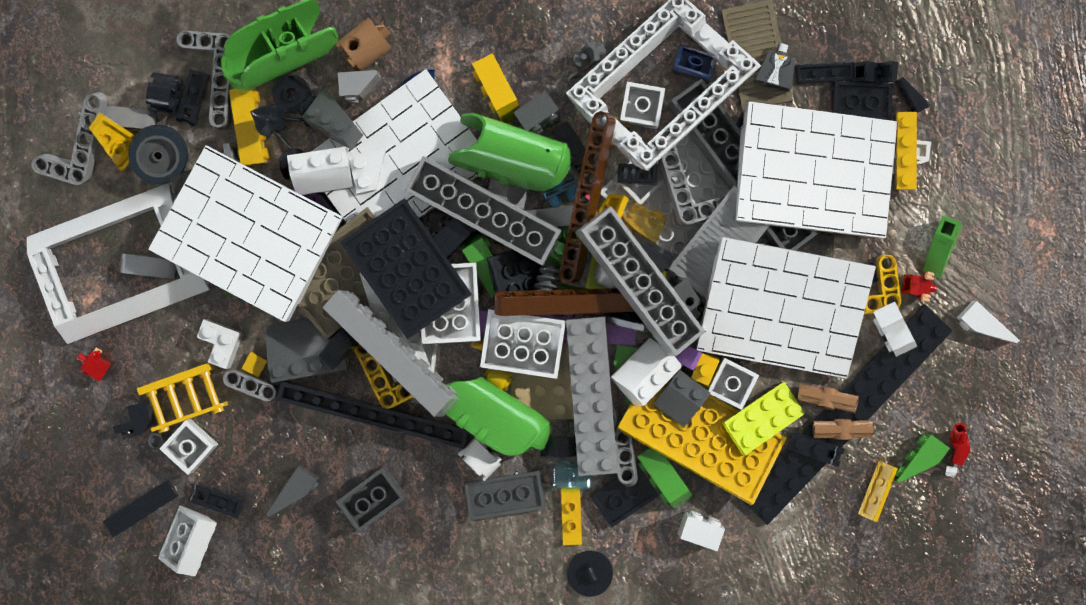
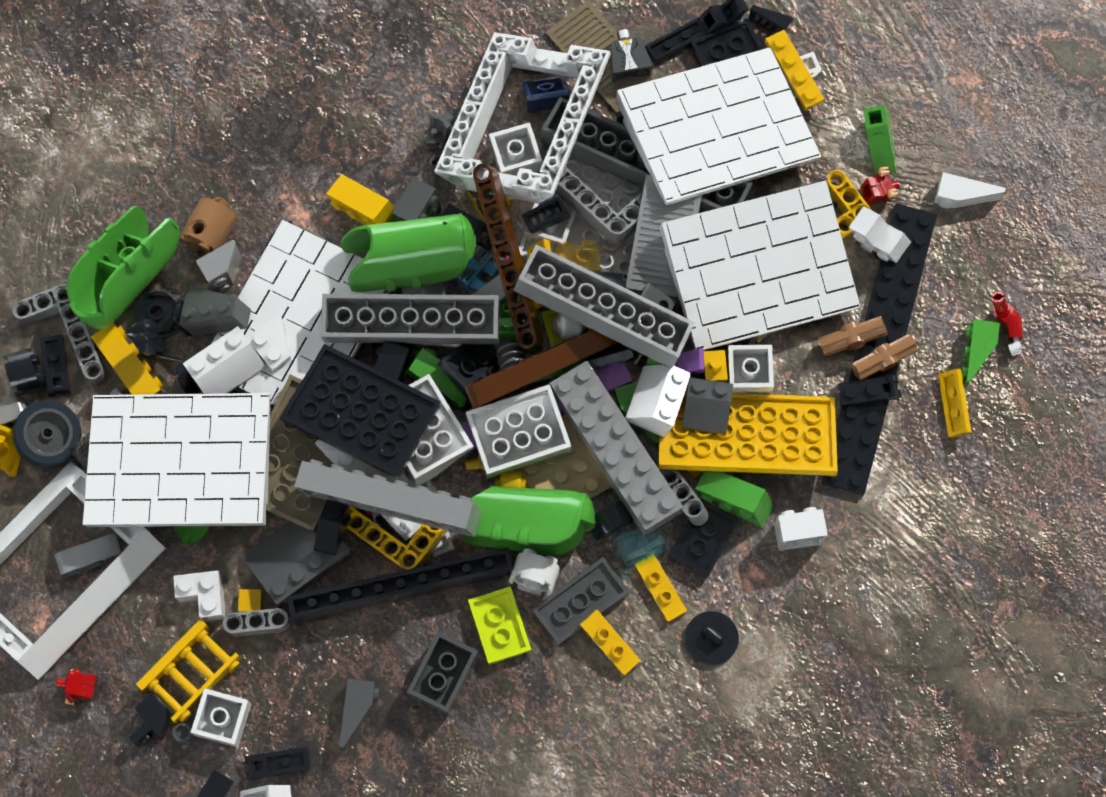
camera: 25 degrees left, 15 degrees down
(433, 482) = (499, 625): none -> neon yellow plate
(510, 539) = (610, 642): none -> yellow plate
(763, 418) = (800, 388): neon yellow plate -> none

